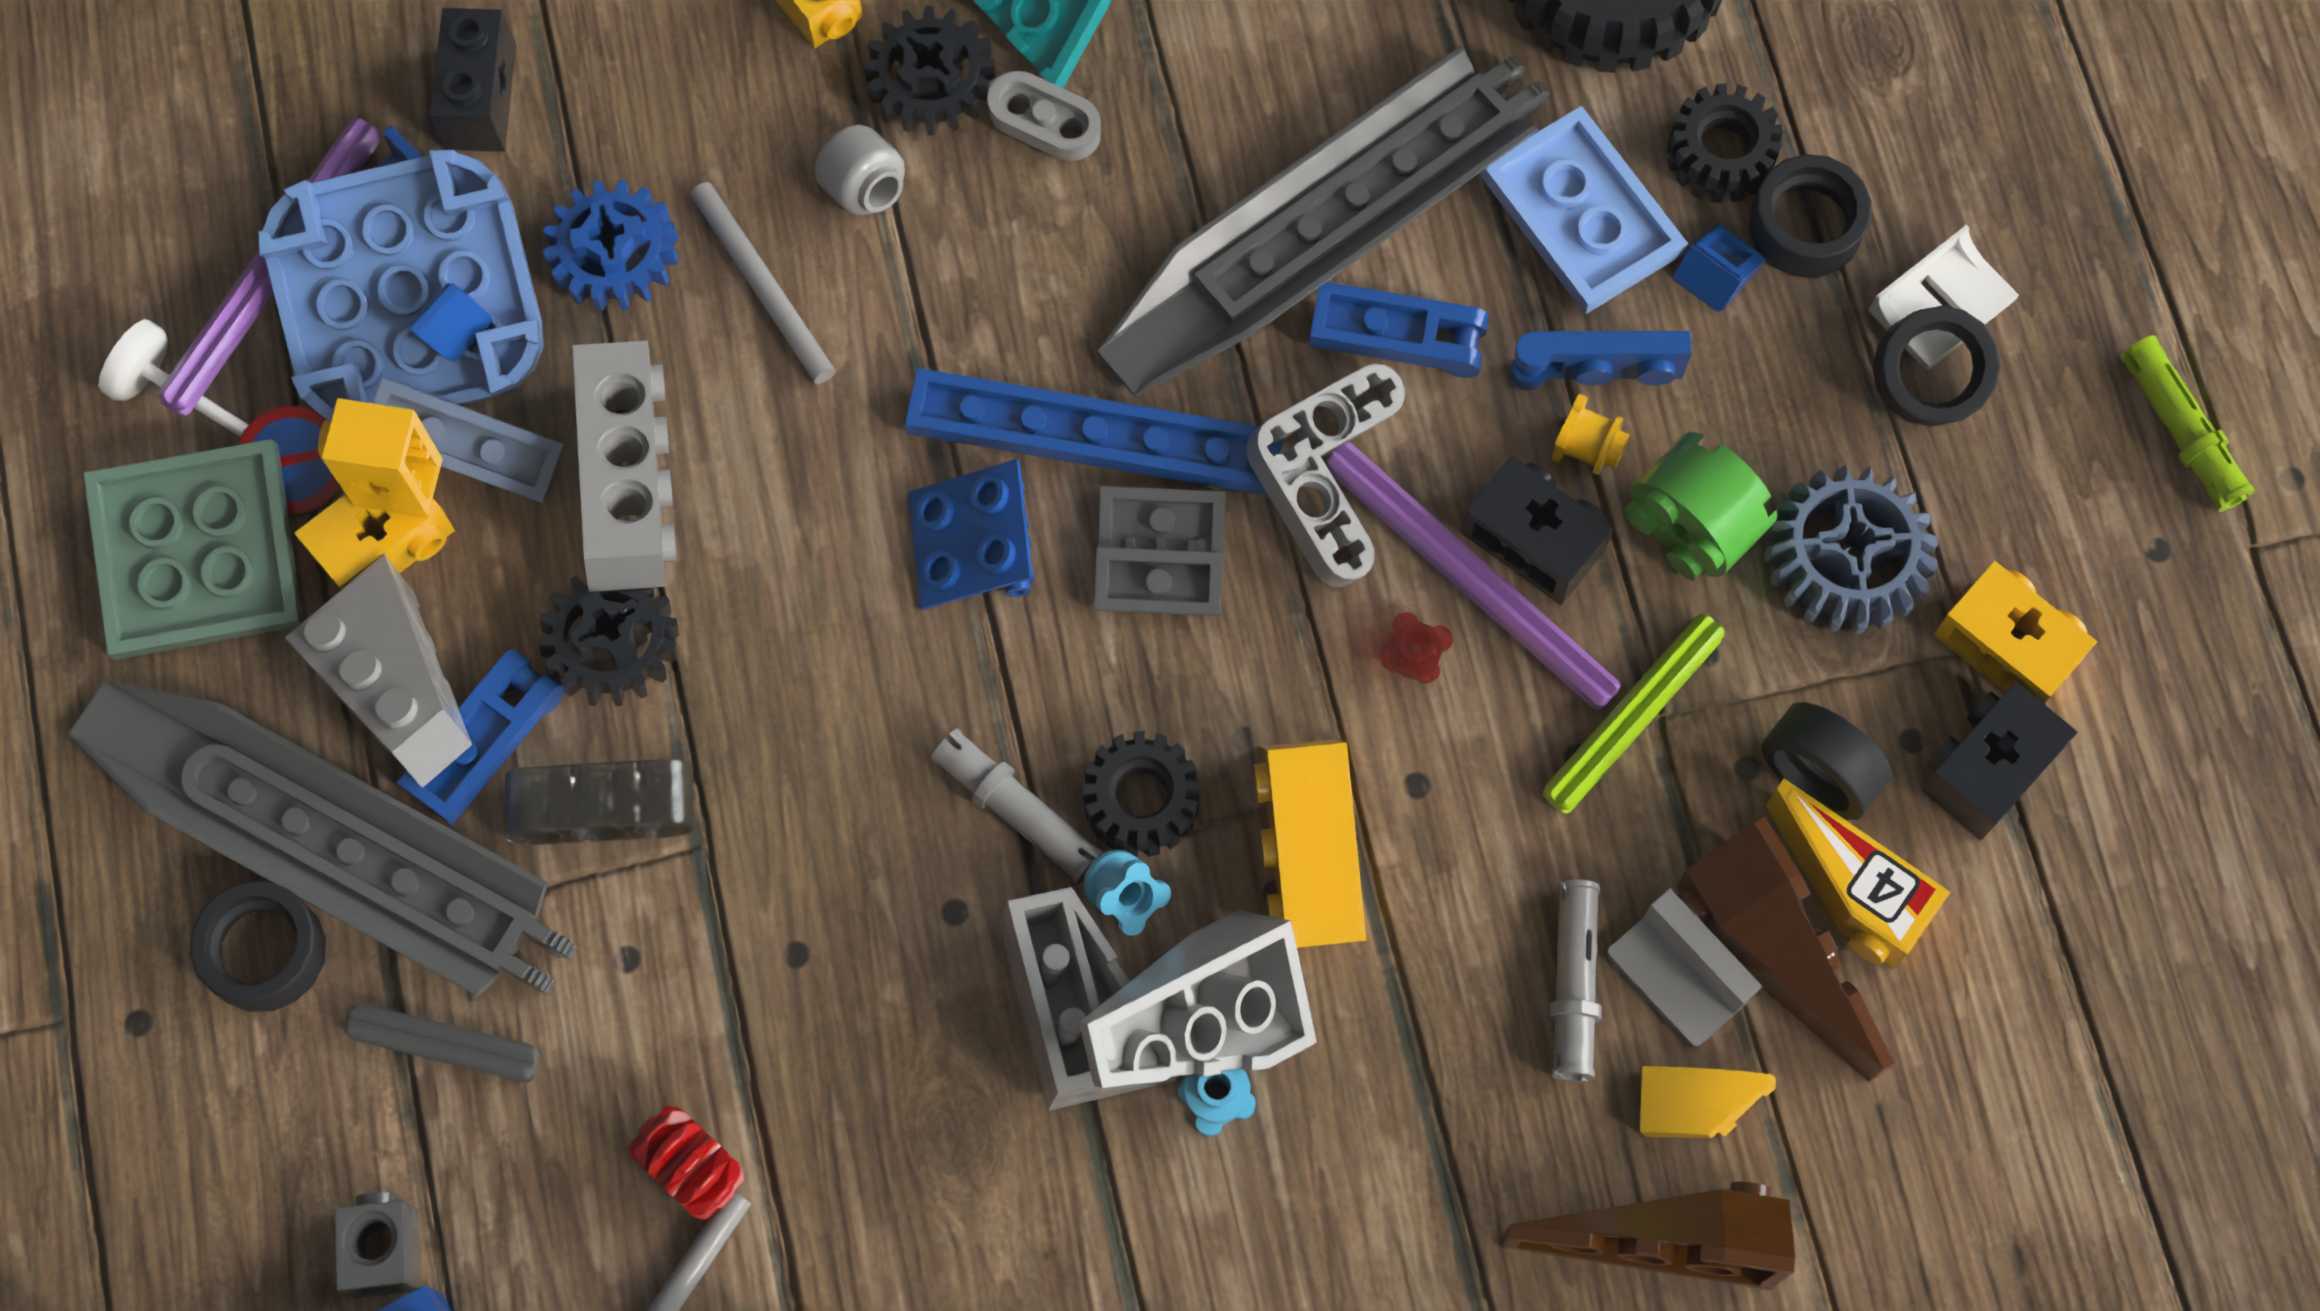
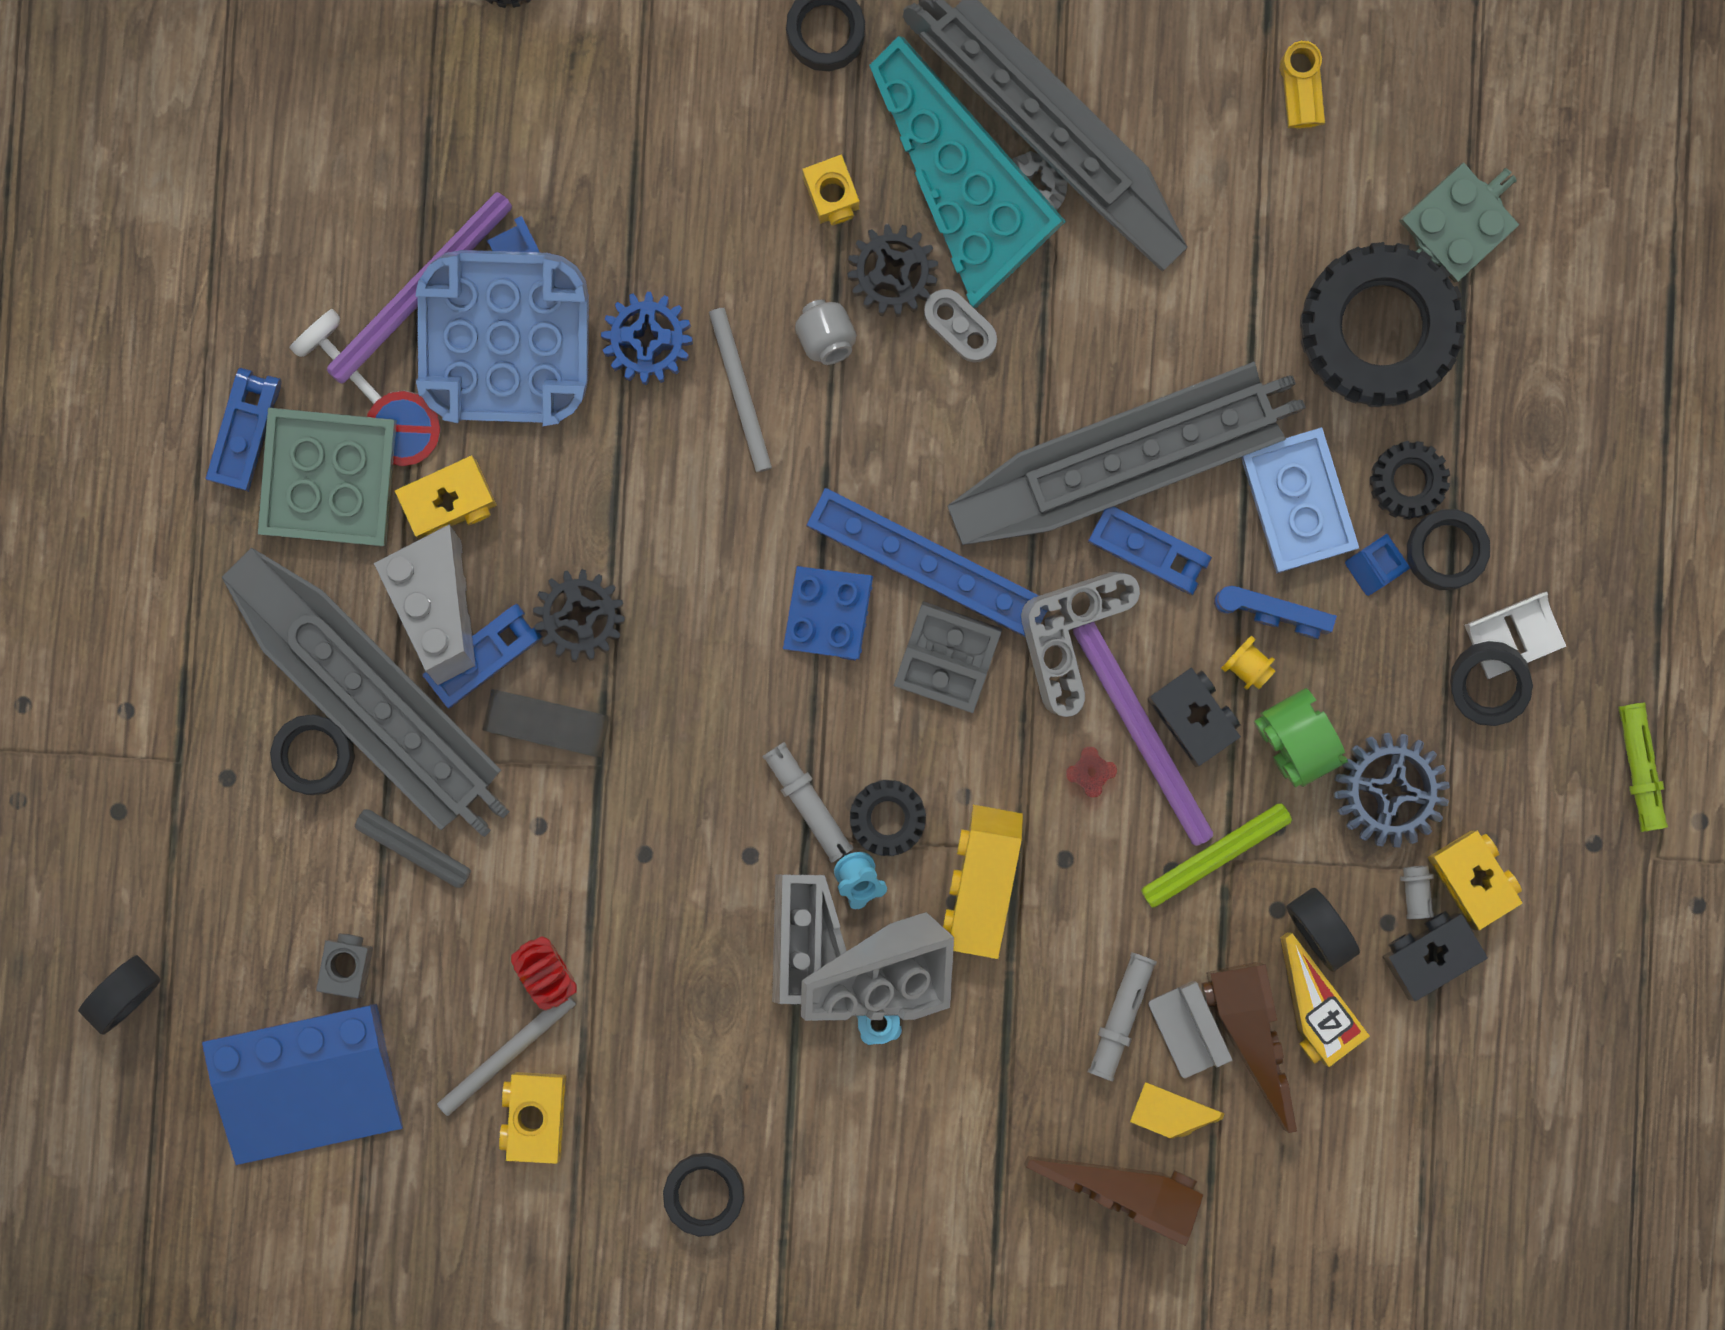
camera: 15 degrees right, 15 degrees up
(56, 526) = (242, 431): none -> blue plate
(381, 456) = (462, 468): yellow brick -> none
(451, 322) = (528, 372): blue slope -> none
(473, 79) = (584, 189): black brick -> none
(479, 443) = (517, 454): sand blue hinge -> none
(618, 551) = (617, 438): light grey brick -> none
(1939, 679) = (1418, 892): none -> light grey pin

